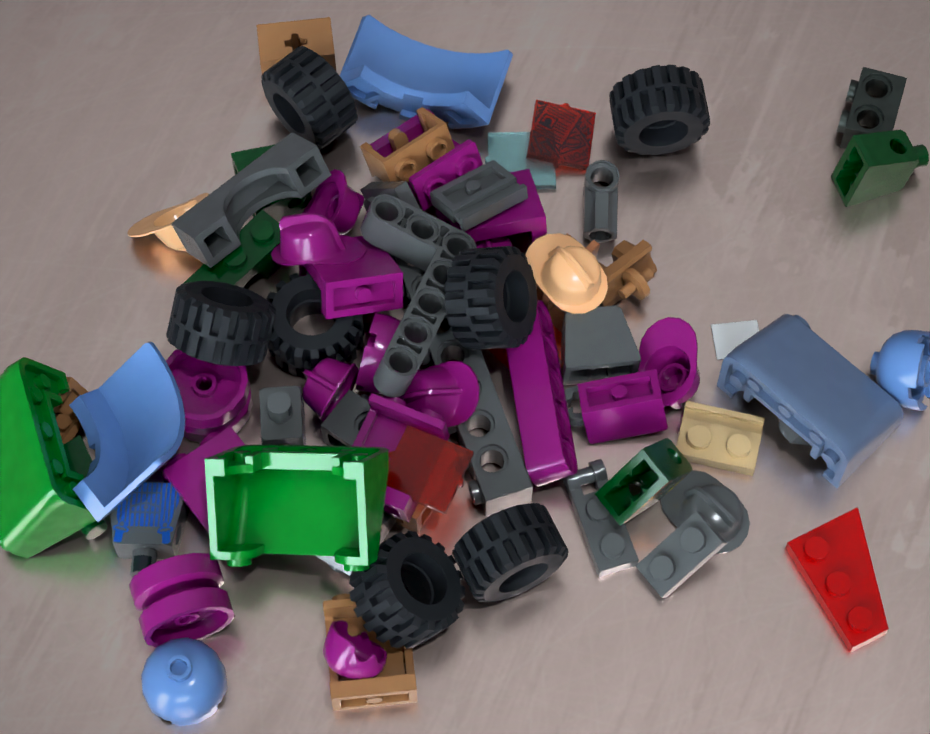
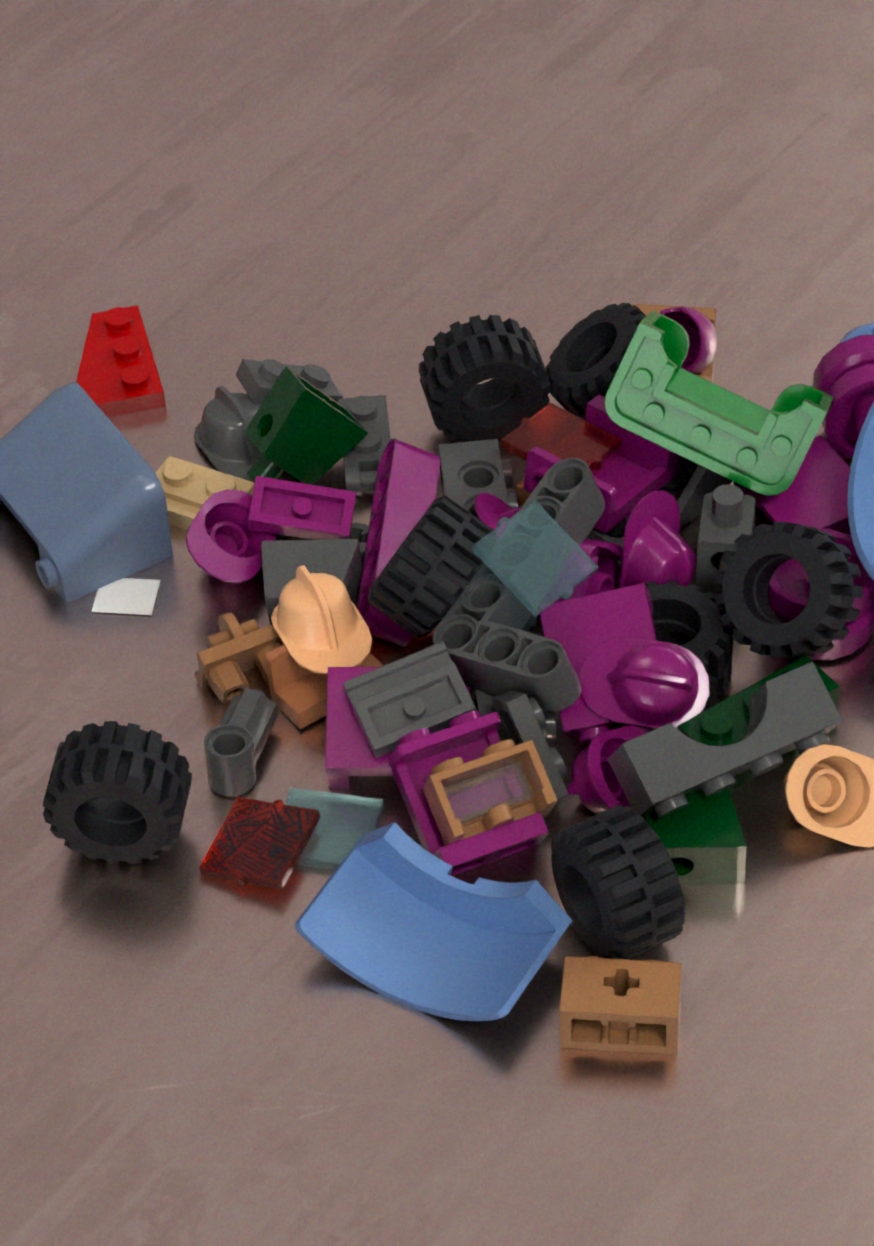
camera: 165 degrees left, 20 degrees down
(410, 284) = (535, 558): none -> clear light blue piece

